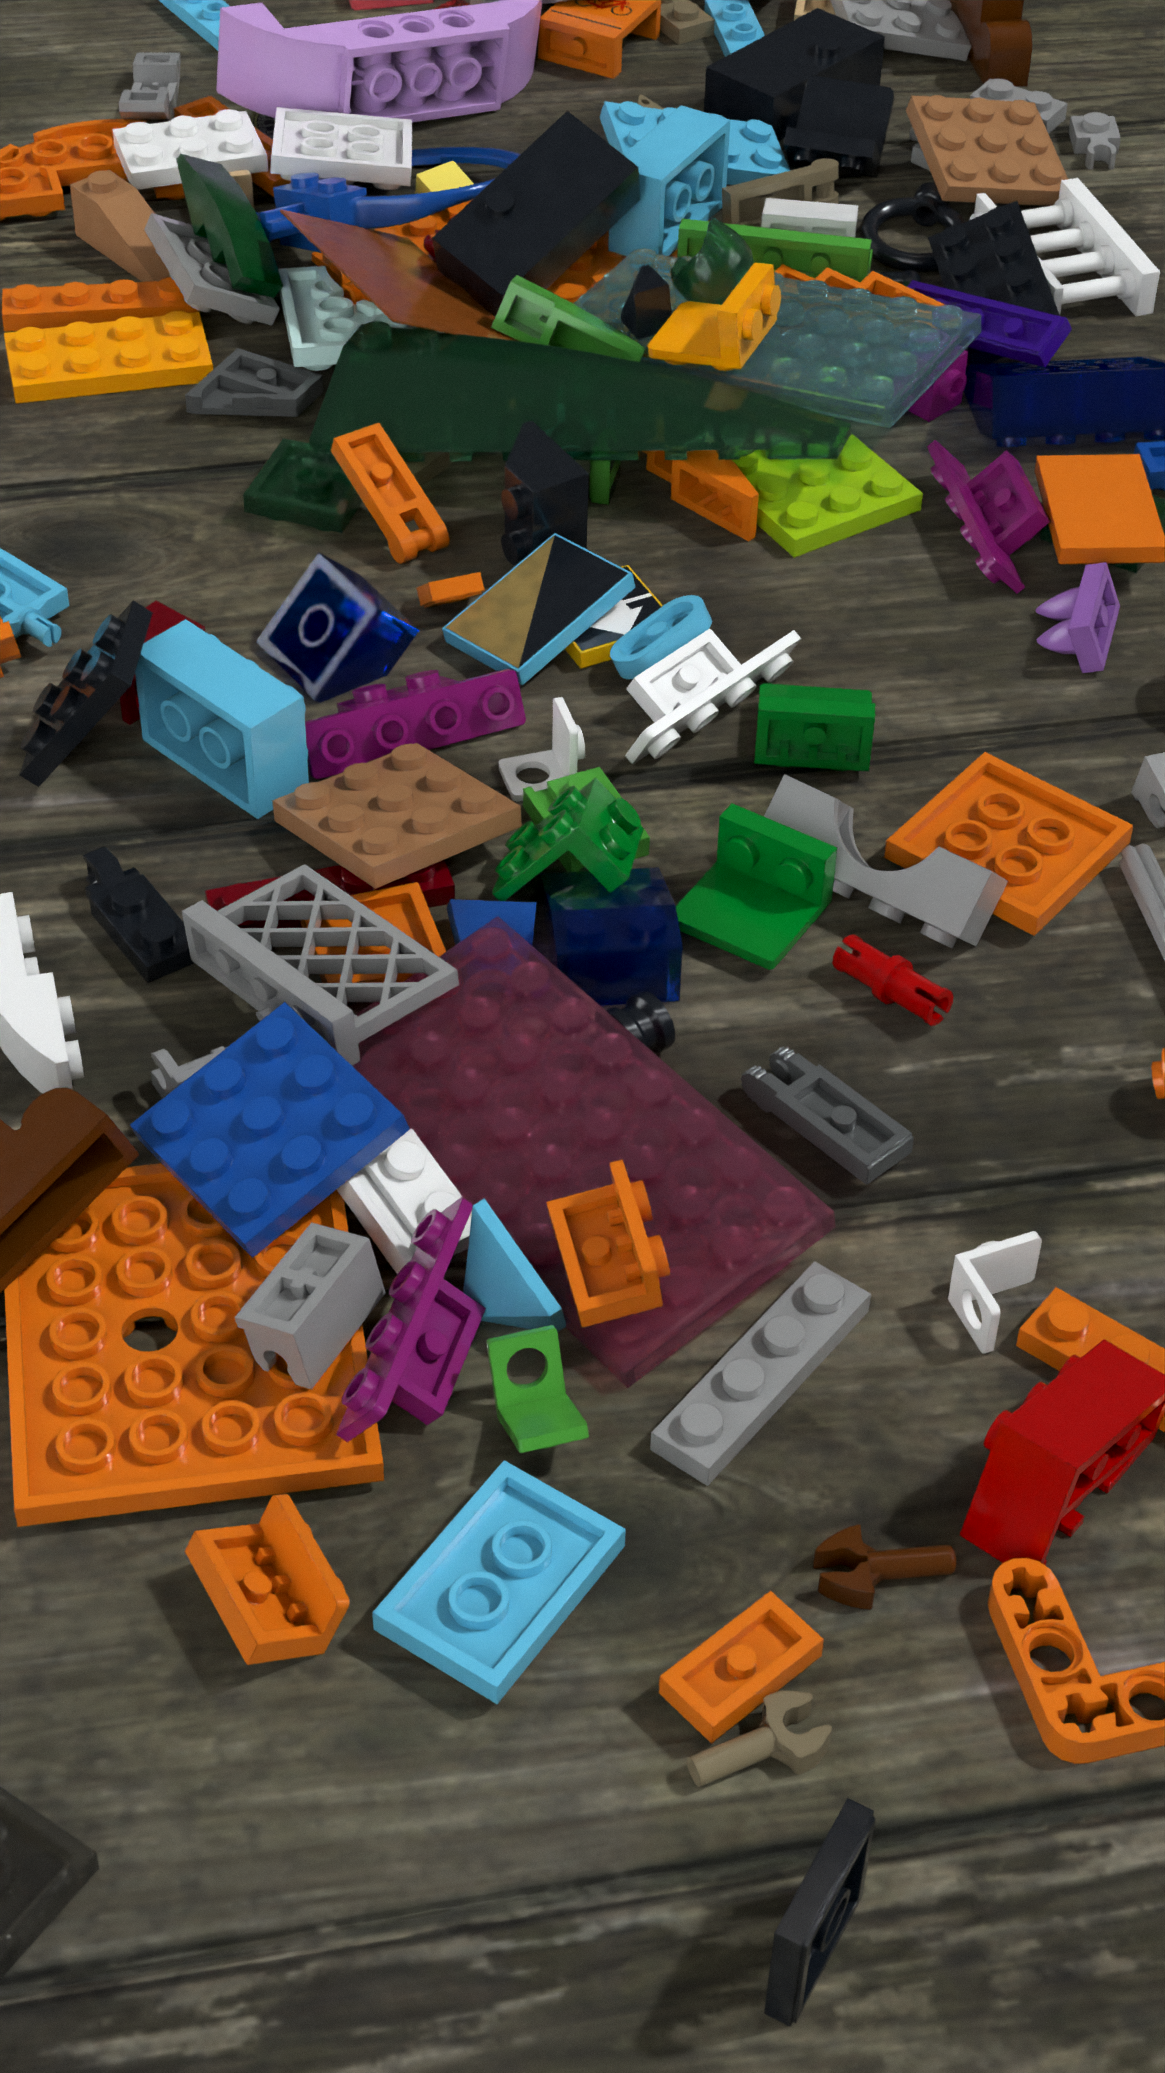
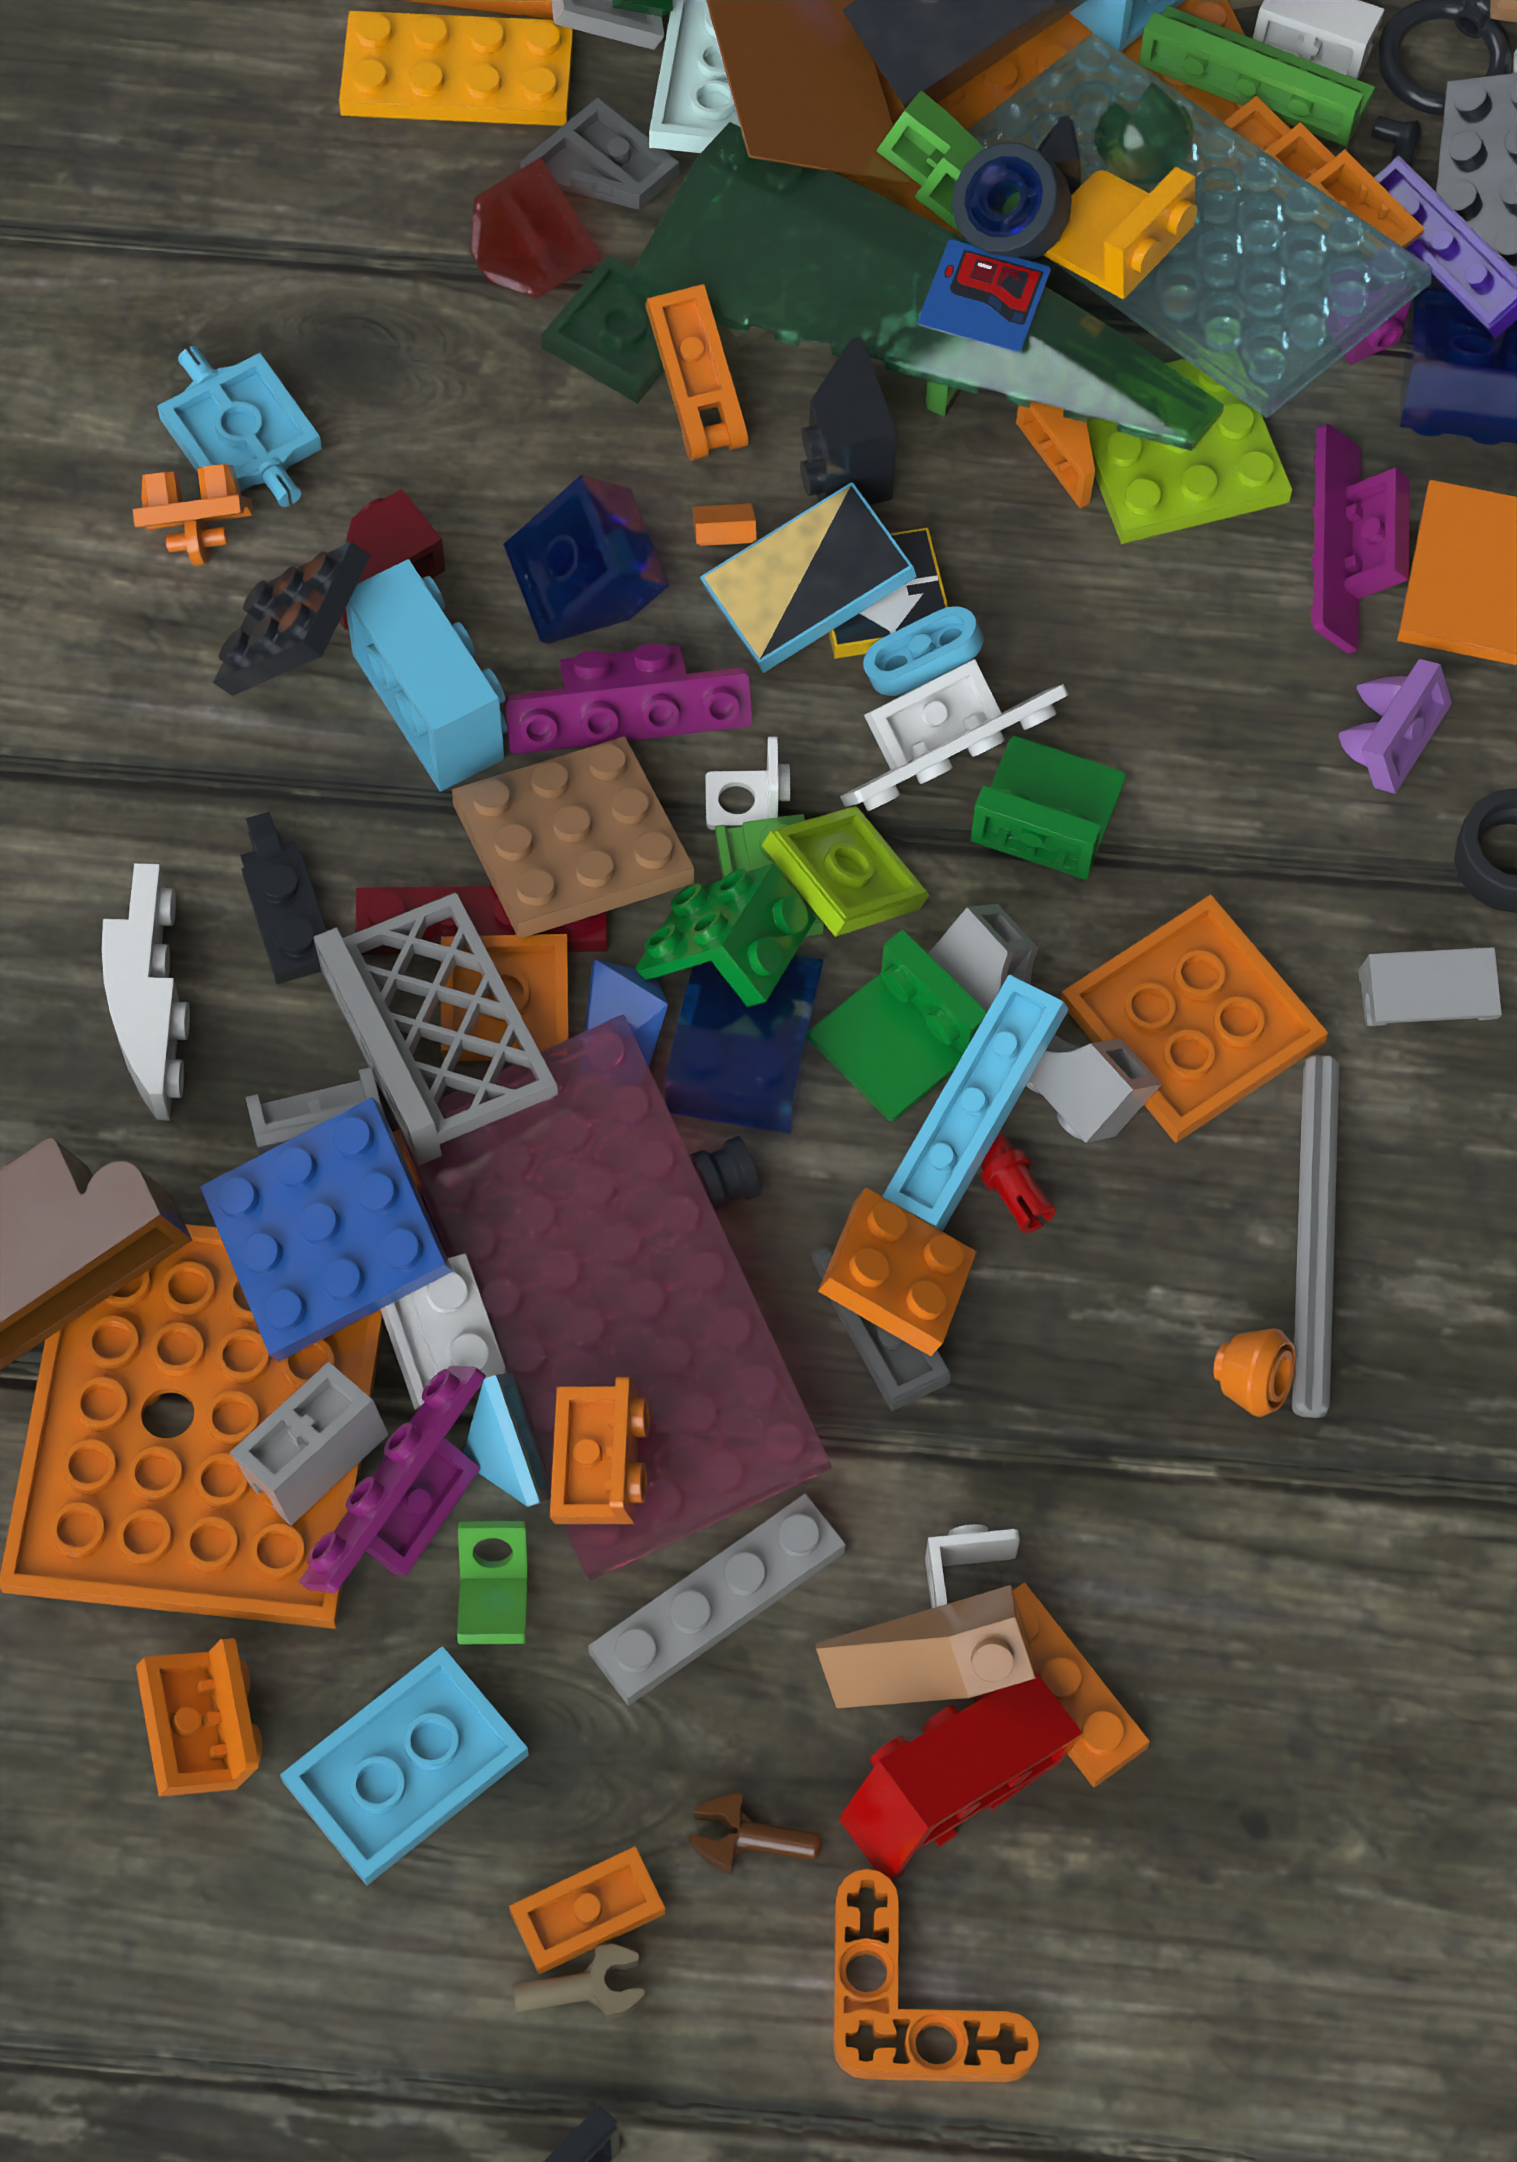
camera: 15 degrees right, 20 degrees up
(207, 437) = (529, 233): none -> clear red slope
(622, 295) = (987, 185): none -> wheel
(624, 380) = (984, 296): none -> sticker
(656, 790) = (845, 870): none -> lime tile
(832, 1060) = (897, 1271): none -> orange plate
(849, 921) = (976, 1102): none -> medium azure plate
(999, 1349) = (931, 1654): none -> medium nougat slope

